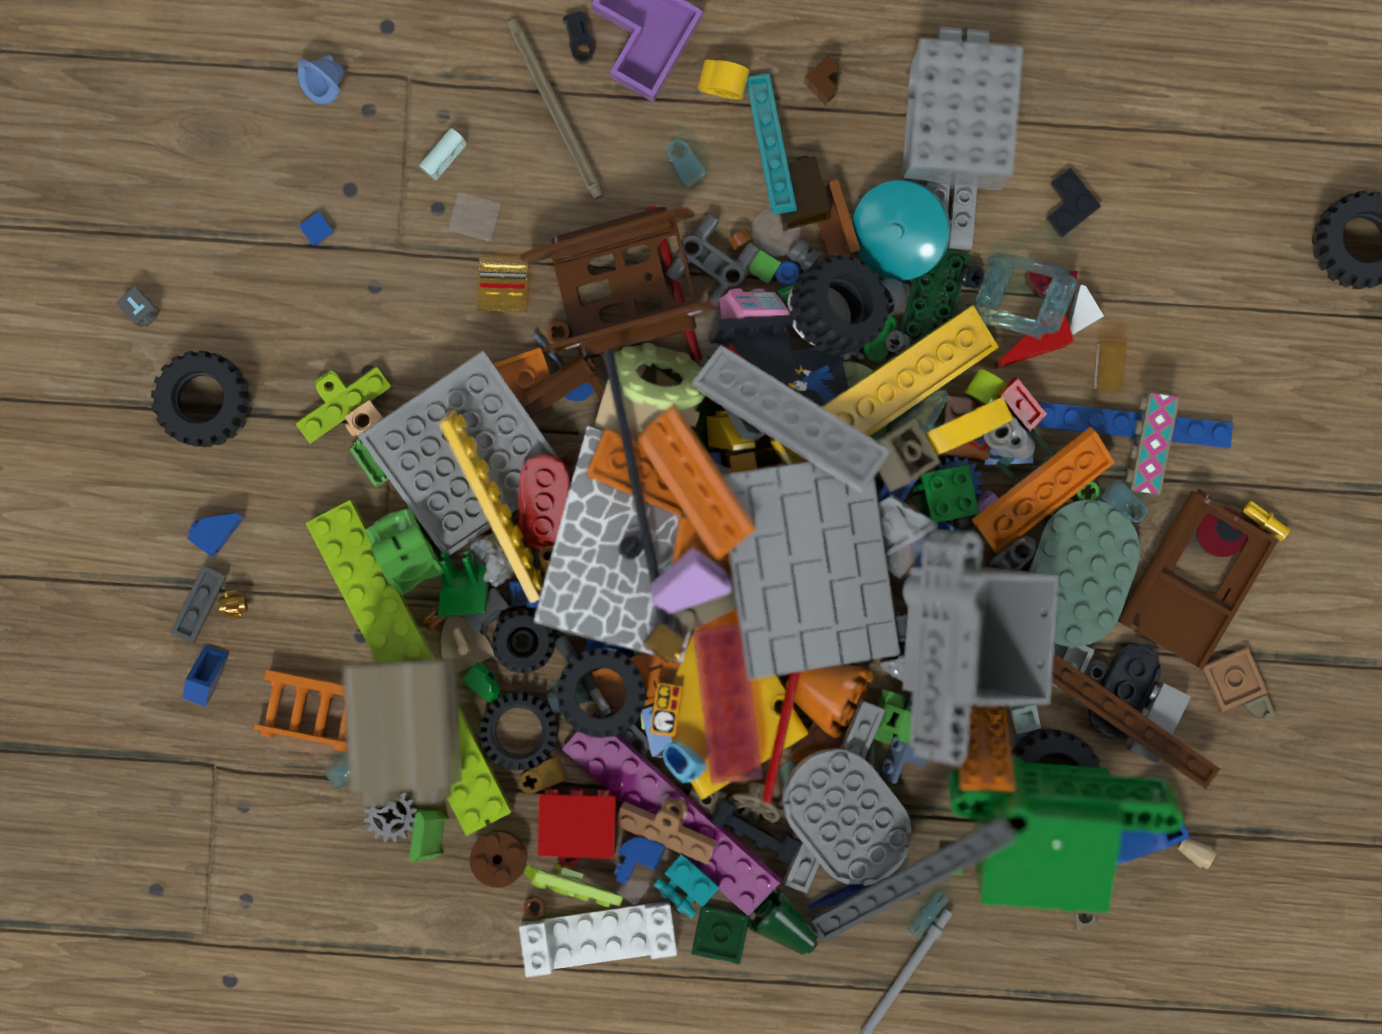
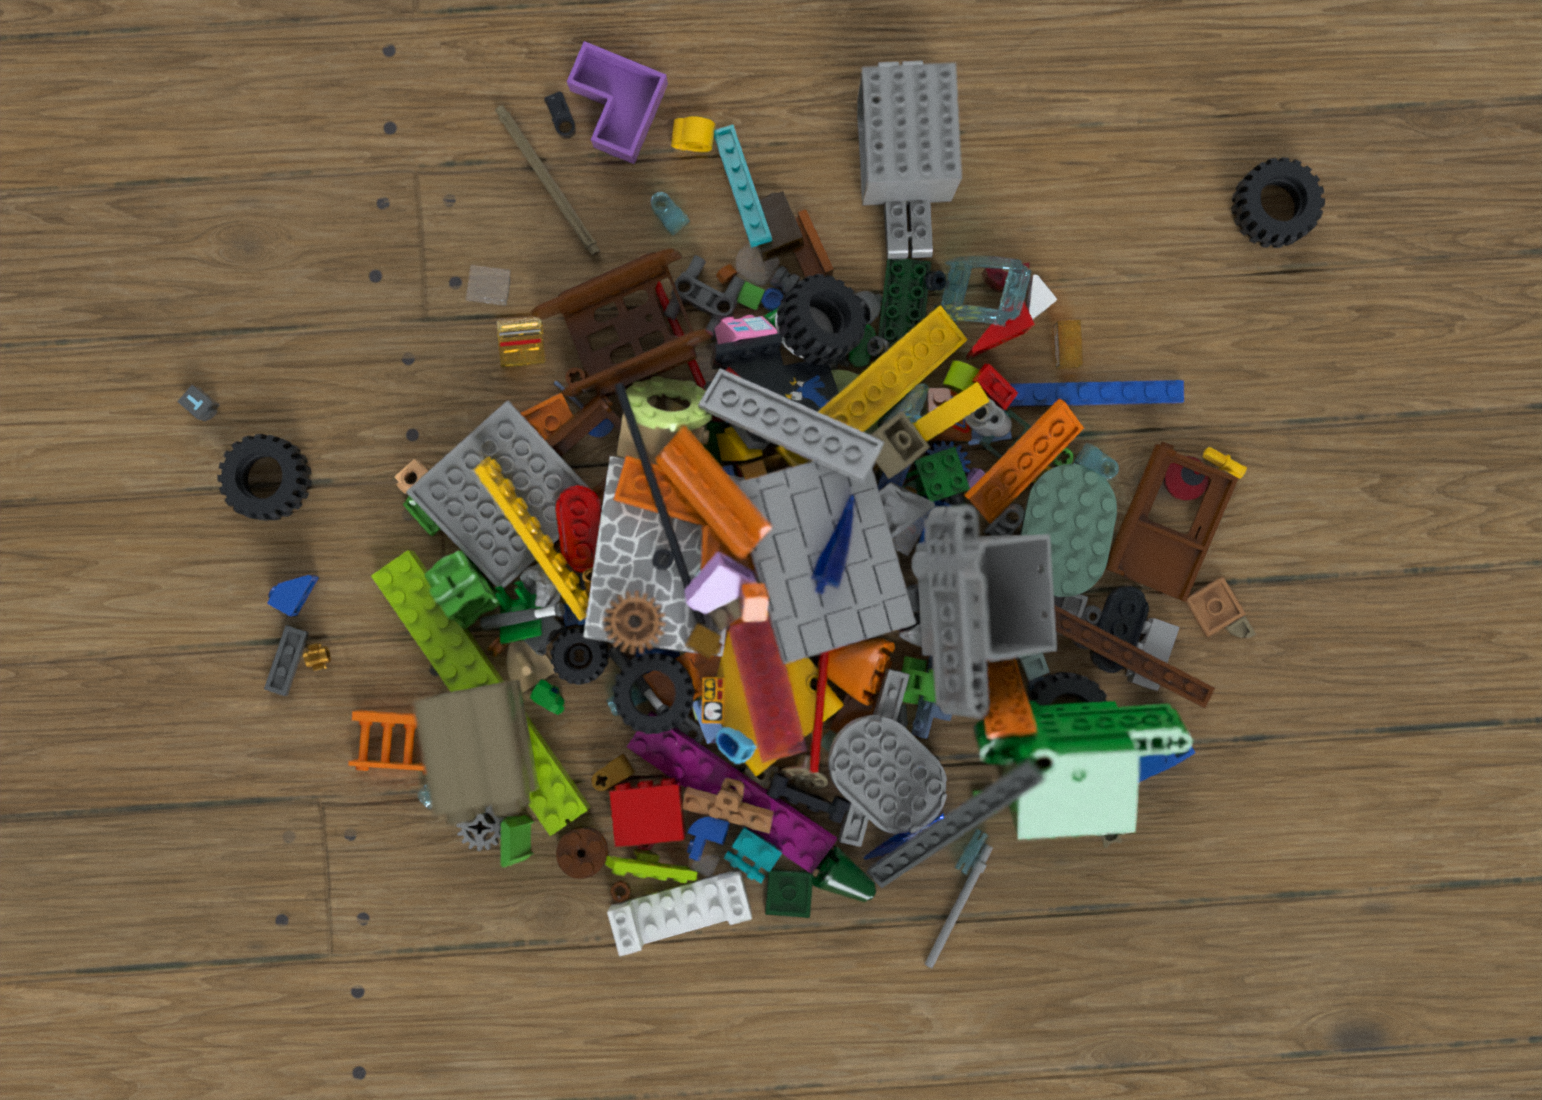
camera: 10 degrees left, 0 degrees up
(204, 676) = (299, 723): blue slope -> none
(316, 229) = (349, 314): blue tile -> none
(320, 78) = (335, 180): medium blue helmet -> none
(340, 401) = (389, 463): lime plate -> none
(443, 154) = (453, 233): light aqua brick -> none
(451, 590) = (516, 617): none -> dark grey piece
(497, 752) = (560, 744): black tyre -> none
(576, 612) = (648, 622): none -> medium nougat gear
(725, 607) = (753, 602): none -> brick
(818, 570) = (833, 558): none -> clear blue piece
(819, 80) = (779, 125): reddish brown piece -> none
(901, 229) = (868, 245): teal dish -> none
(1078, 203) = (1020, 202): black plate -> none
(1152, 441) = (1115, 404): brick -> none
(1197, 852) = (1203, 765): tan cone -> none

